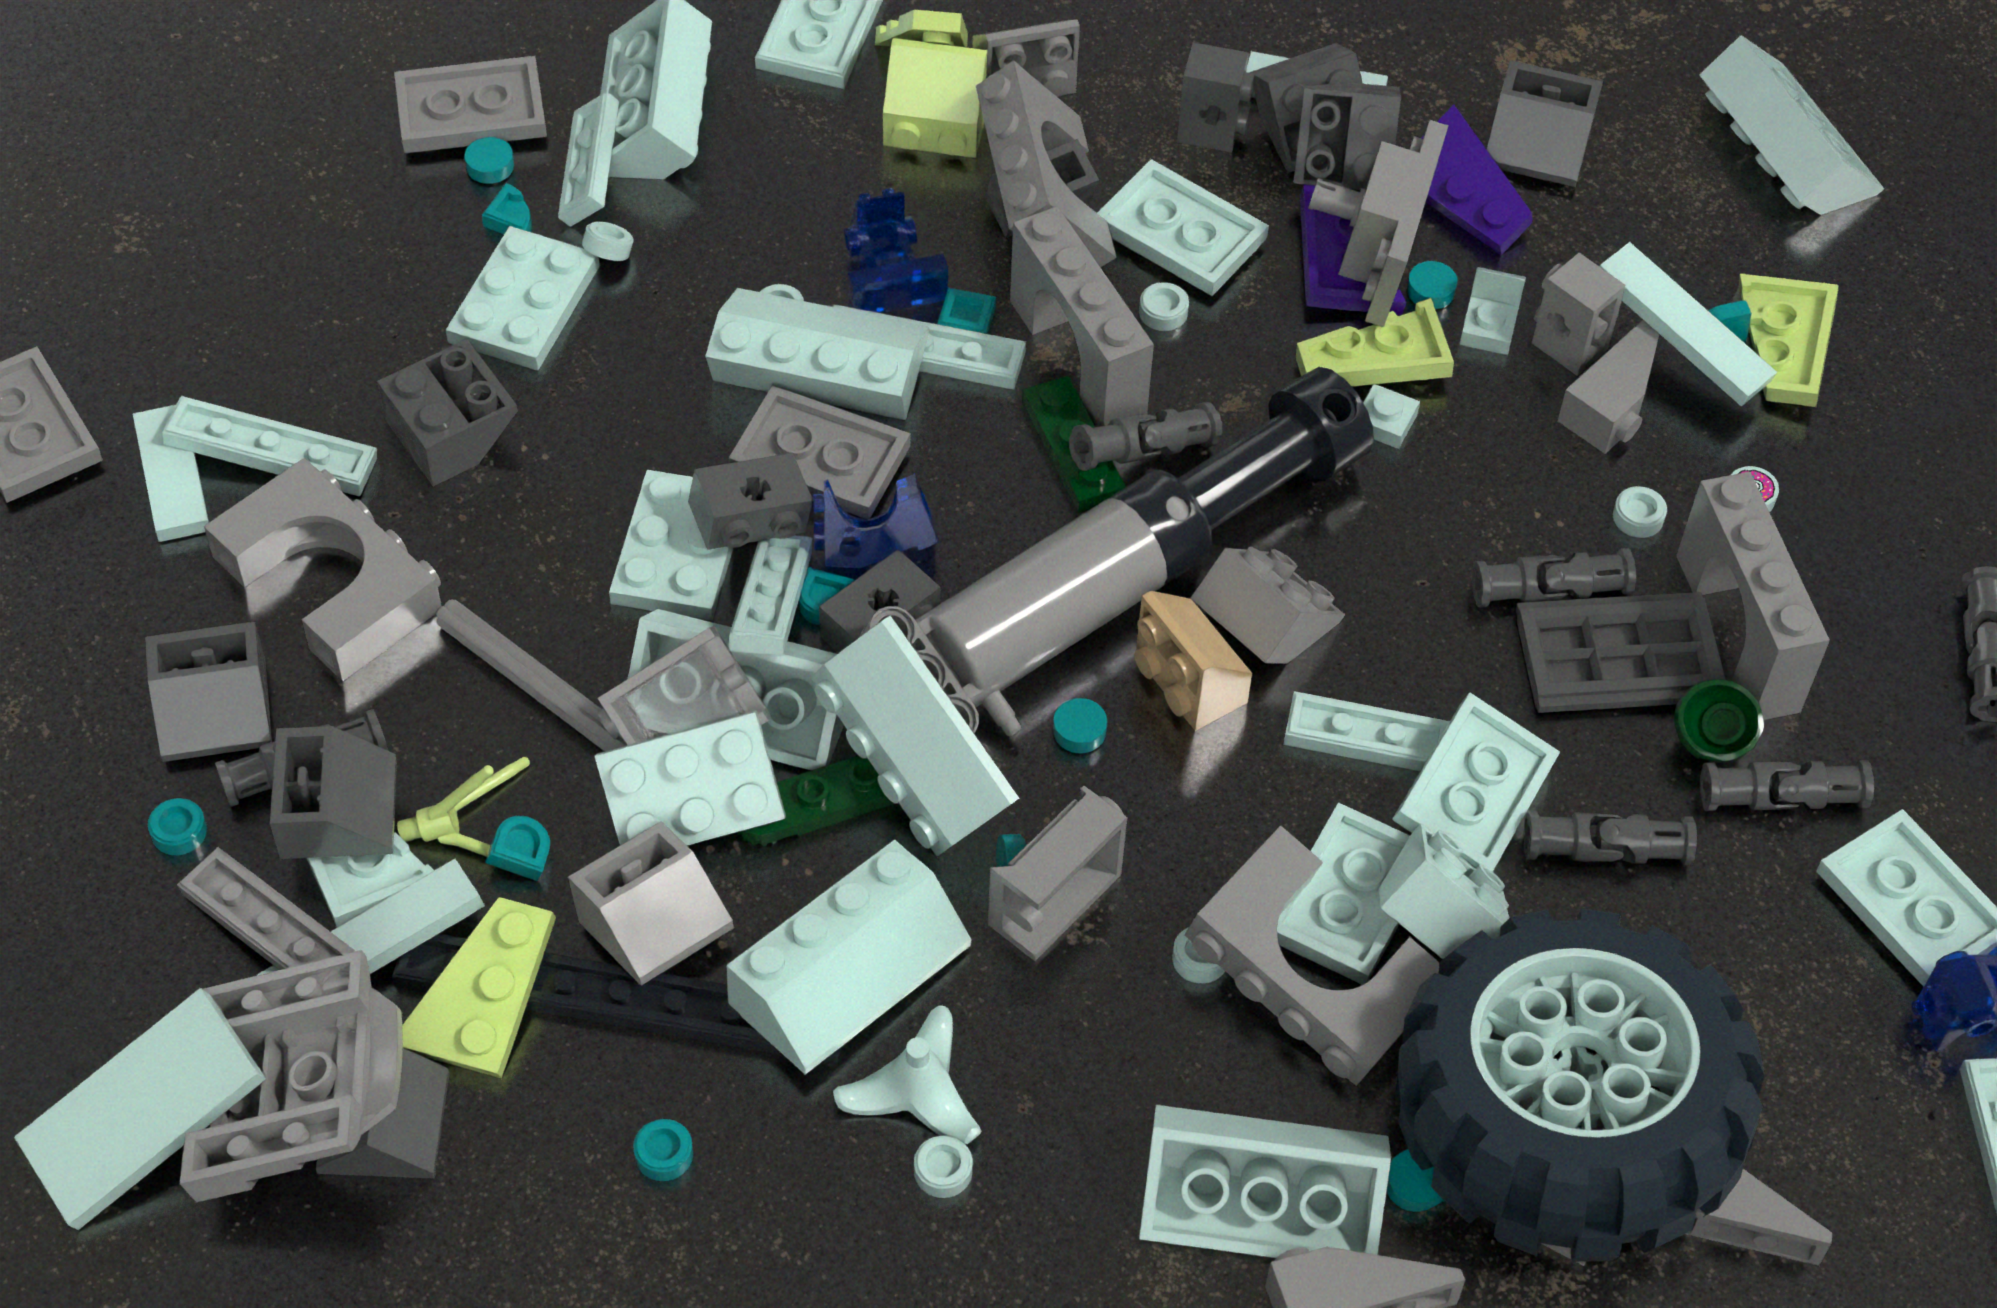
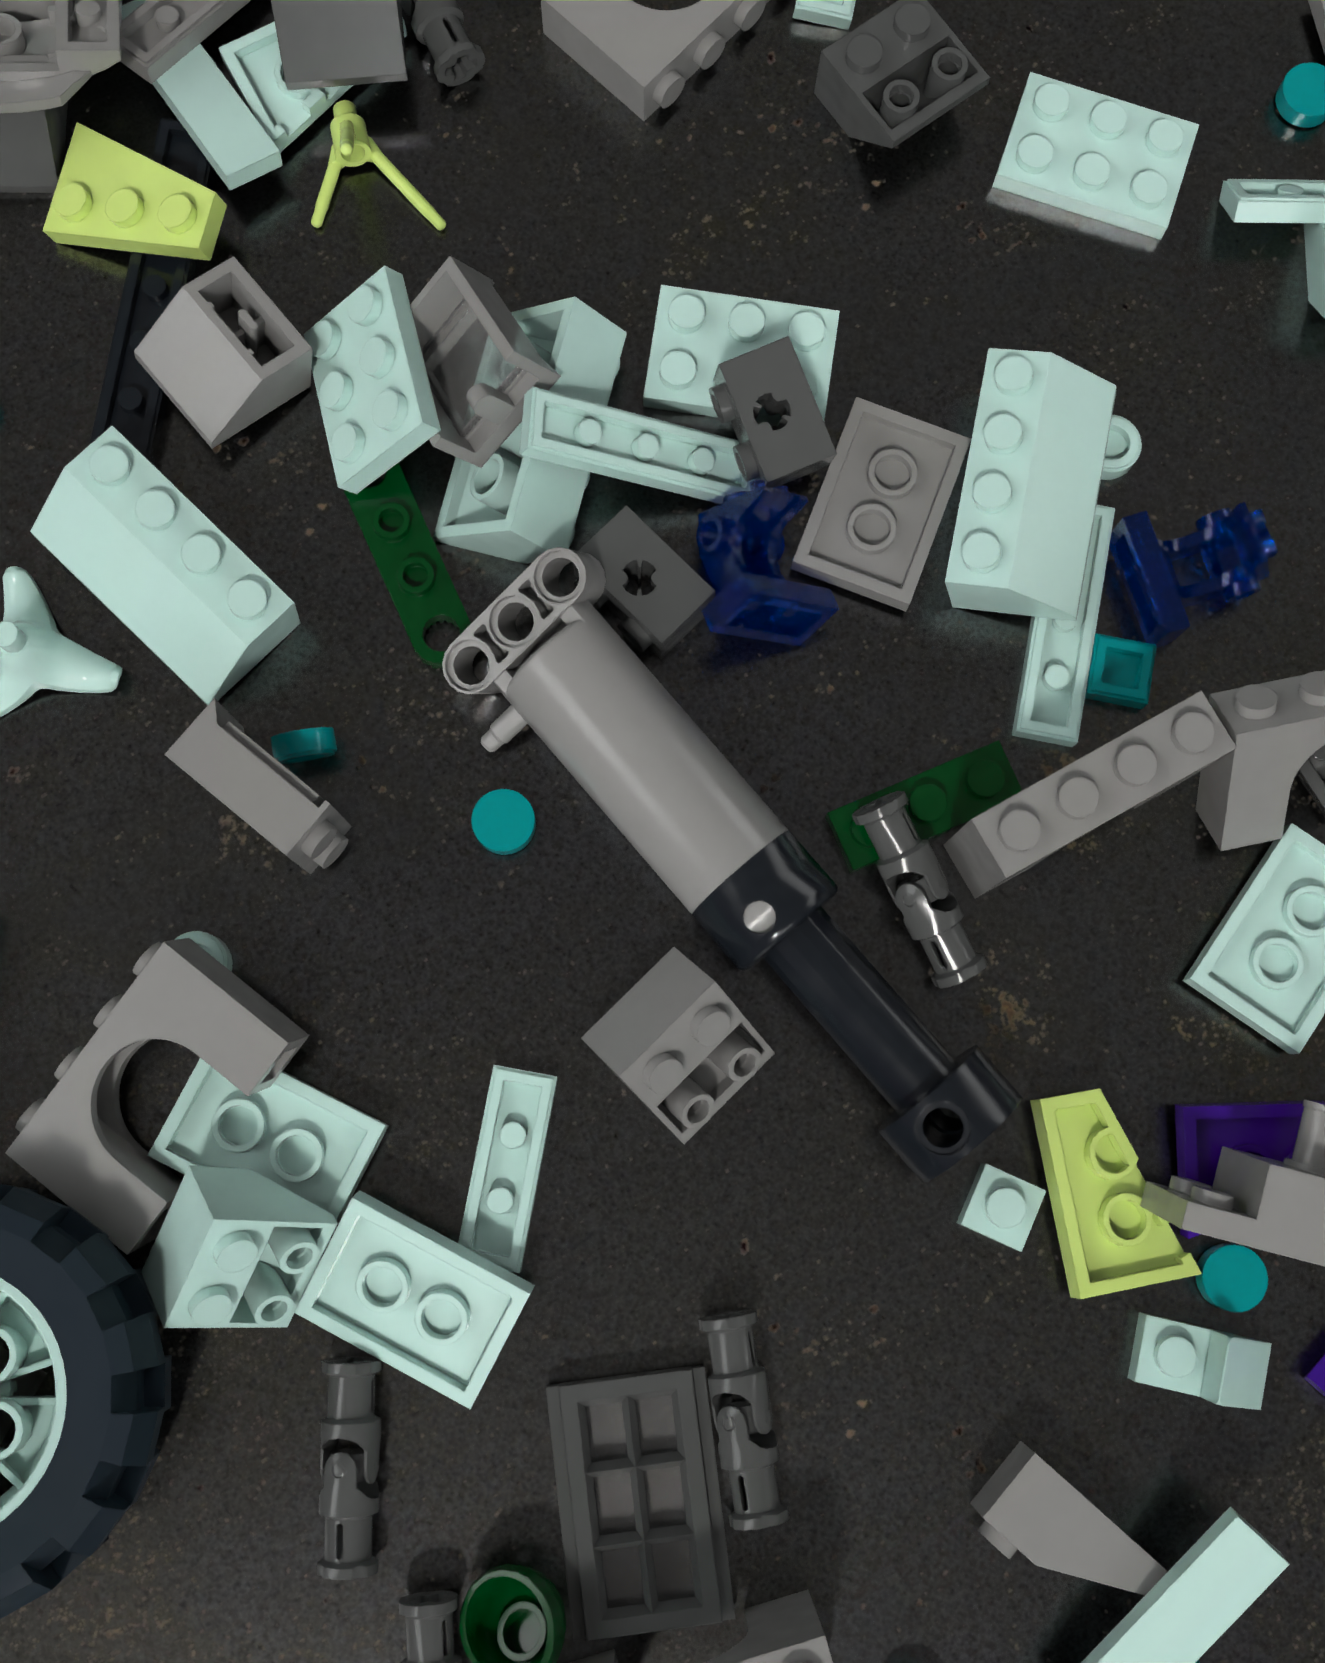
camera: 85 degrees right, 25 degrees up
(507, 210) = (1226, 128): teal tile -> none
(520, 847) = (320, 226): teal tile -> none
(526, 672) = (561, 199): light grey axle -> none
(607, 241) = (1186, 236): light aqua tile -> none
(817, 589) = (676, 522): teal tile -> none
(912, 737) = (417, 609): light aqua slope -> none
(1164, 306) = (1159, 918): light aqua tile -> none
(1189, 660) = (580, 944): tan slope -> none
(1577, 313) = (1175, 1477): light grey brick -> none
(1639, 512) = (869, 1544): light aqua tile -> none

